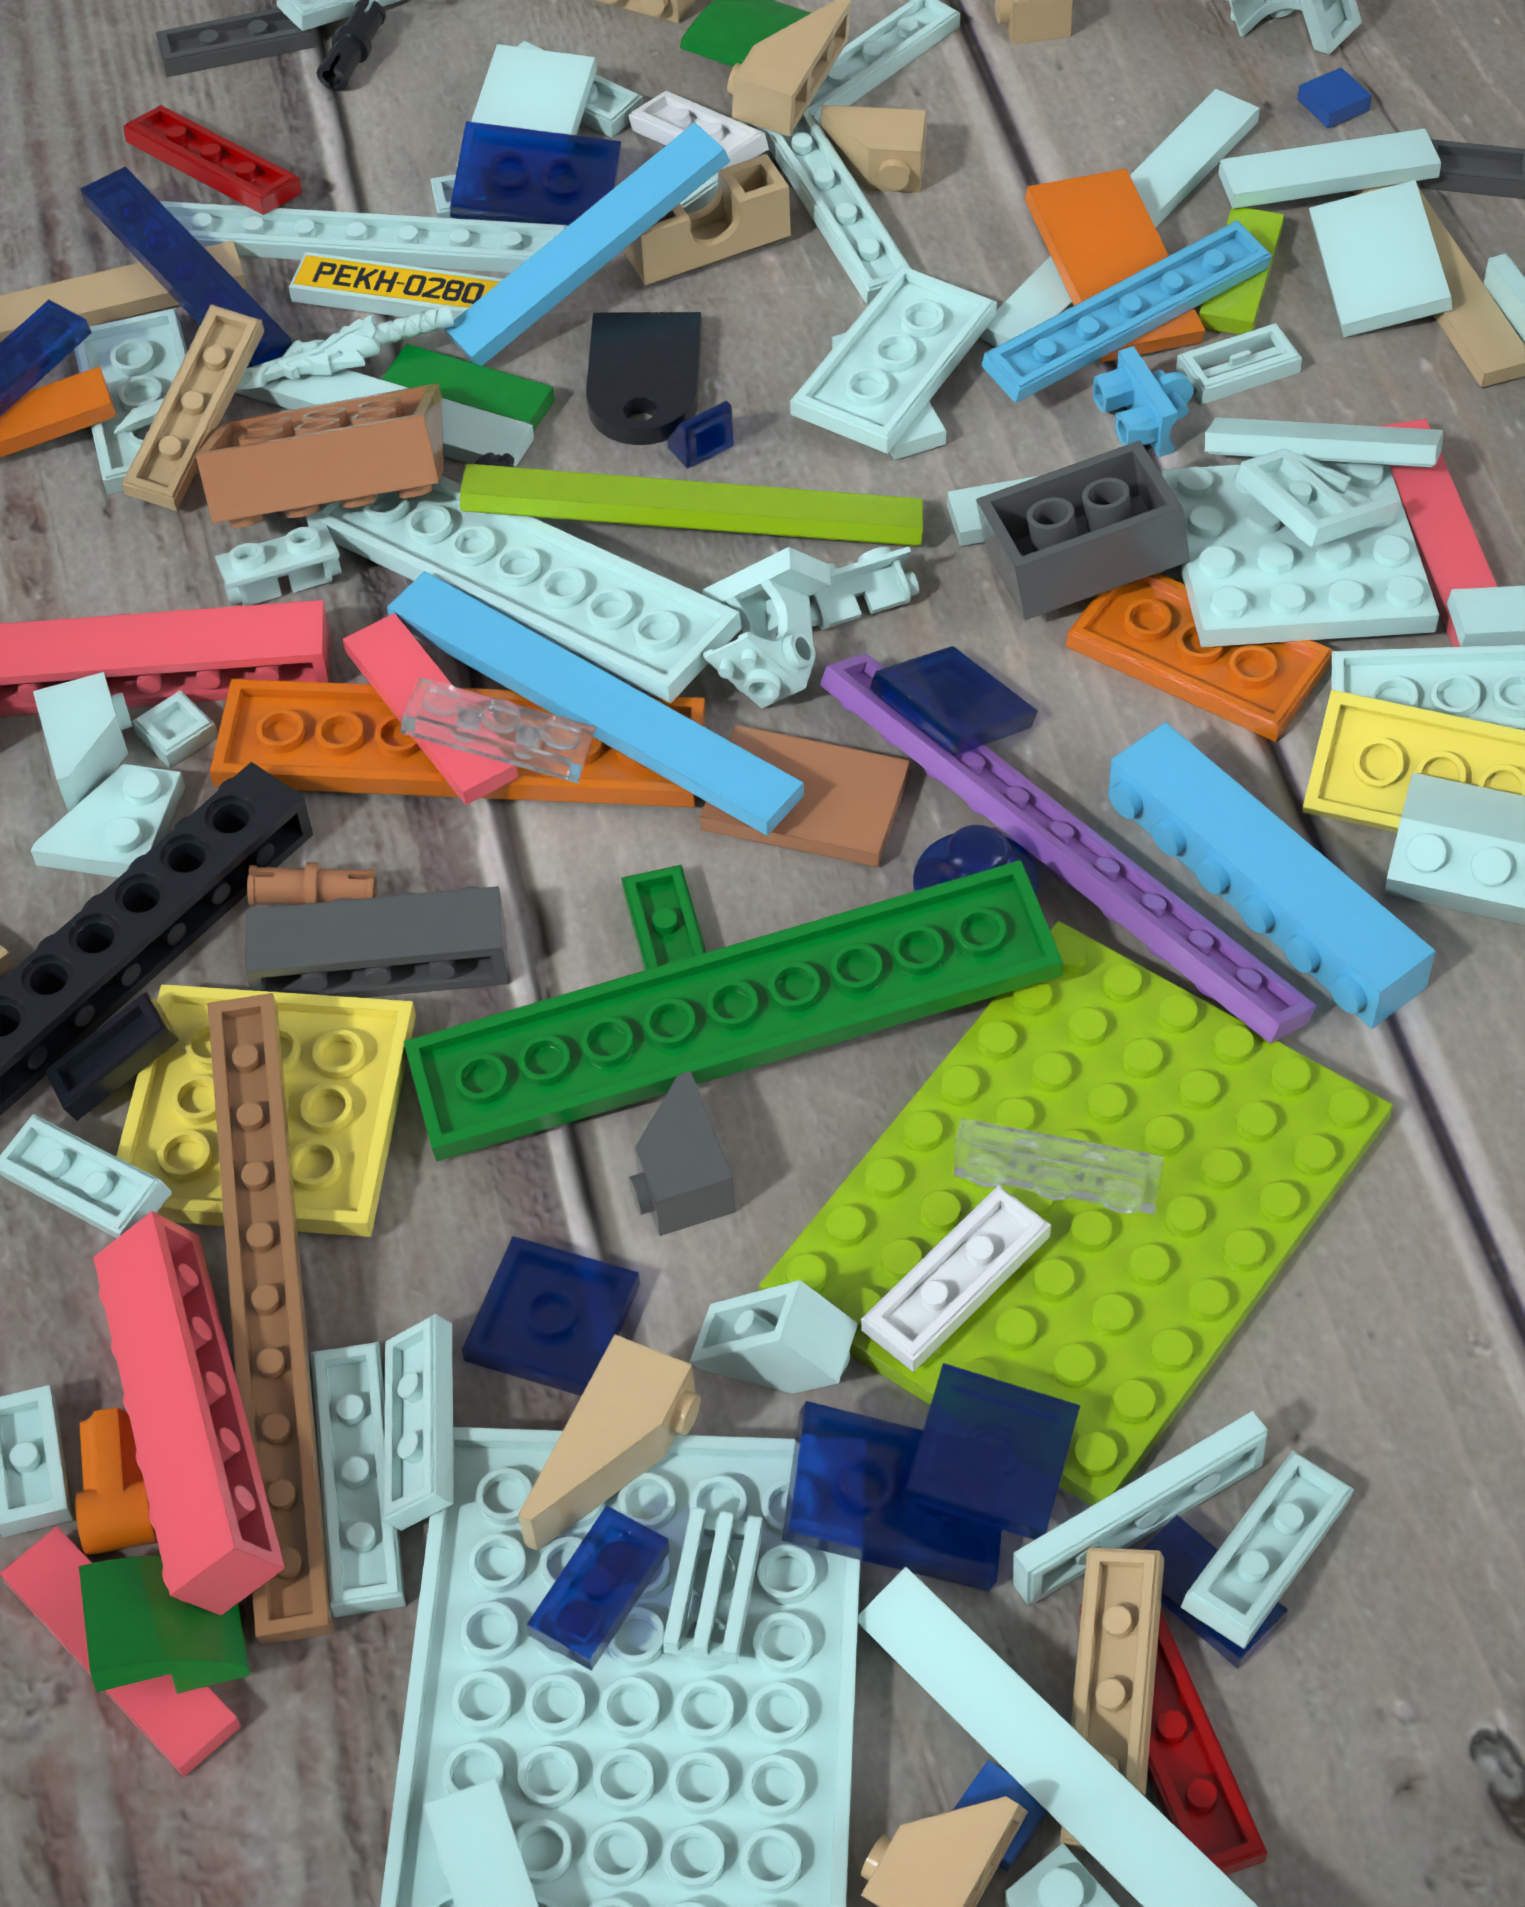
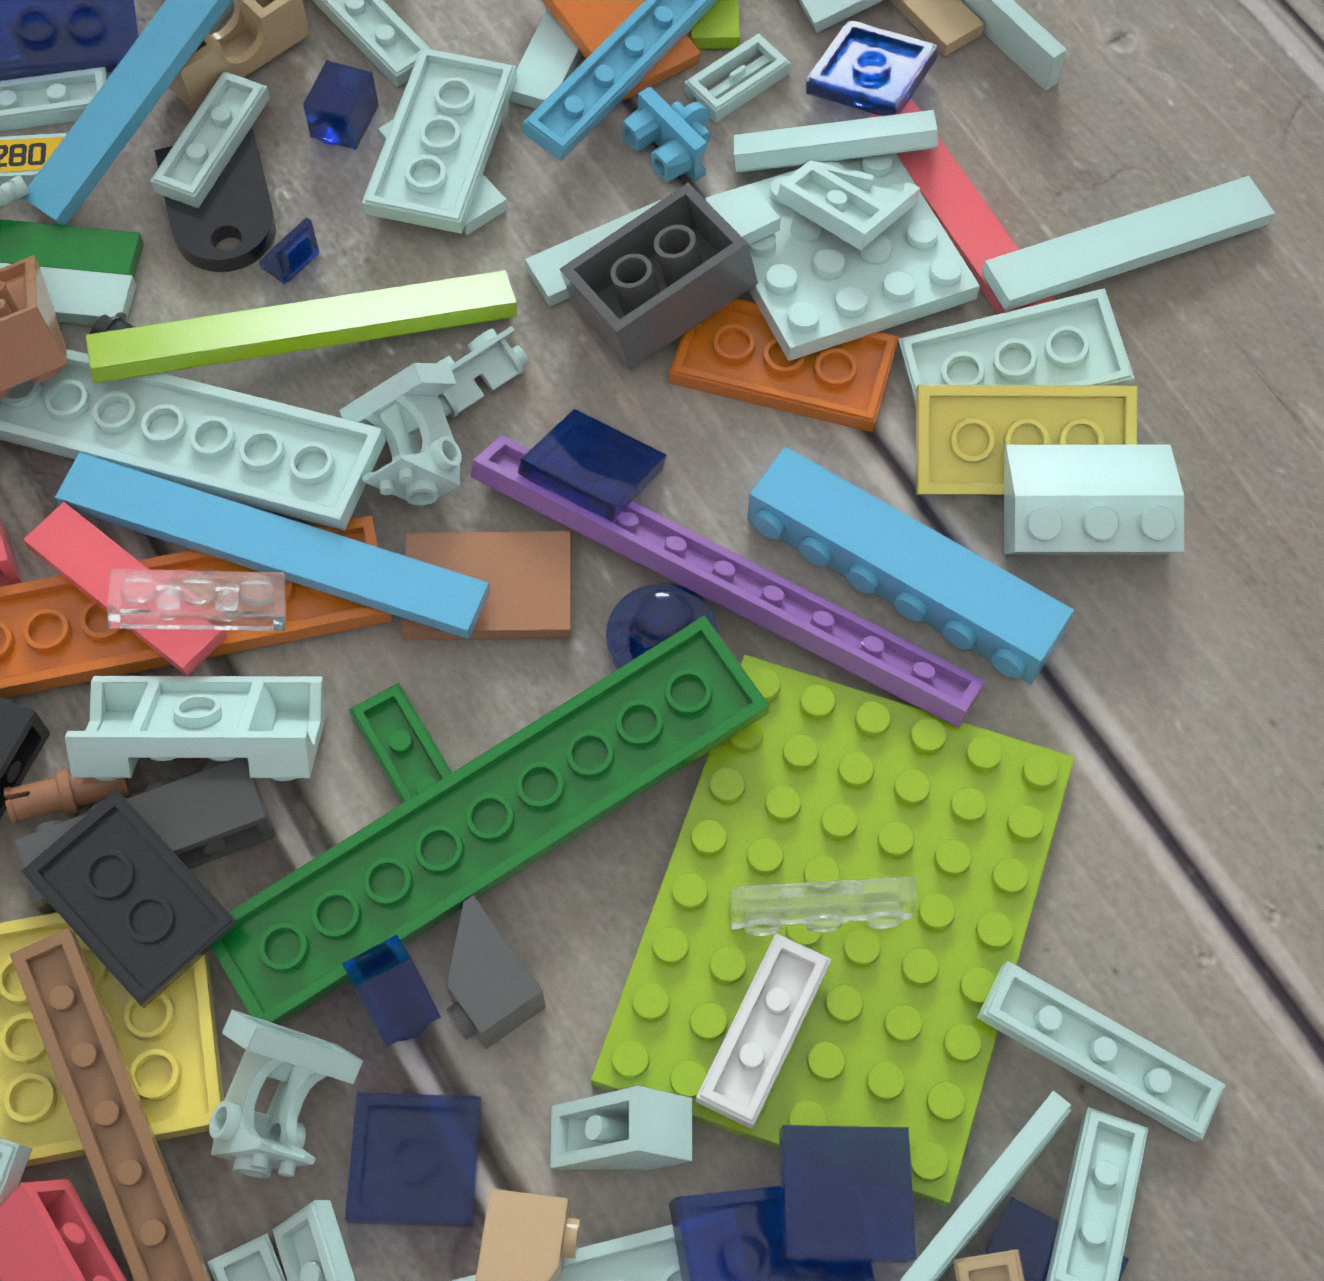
camera: 20 degrees left, 10 degrees up
(342, 988) = (129, 898): none -> black tile
(451, 1178) = (299, 1061): none -> light aqua tile
(538, 863) = (212, 717): none -> light aqua piece
(578, 1145) = (392, 991): none -> clear blue brick
(653, 312) = (210, 139): none -> light aqua tile
(800, 306) = (341, 104): none -> clear blue brick
(1199, 490) = (748, 214): none -> light aqua tile
(1325, 1398) = (1101, 1051): none -> light aqua tile
(1391, 381) = (871, 69): none -> clear blue tile

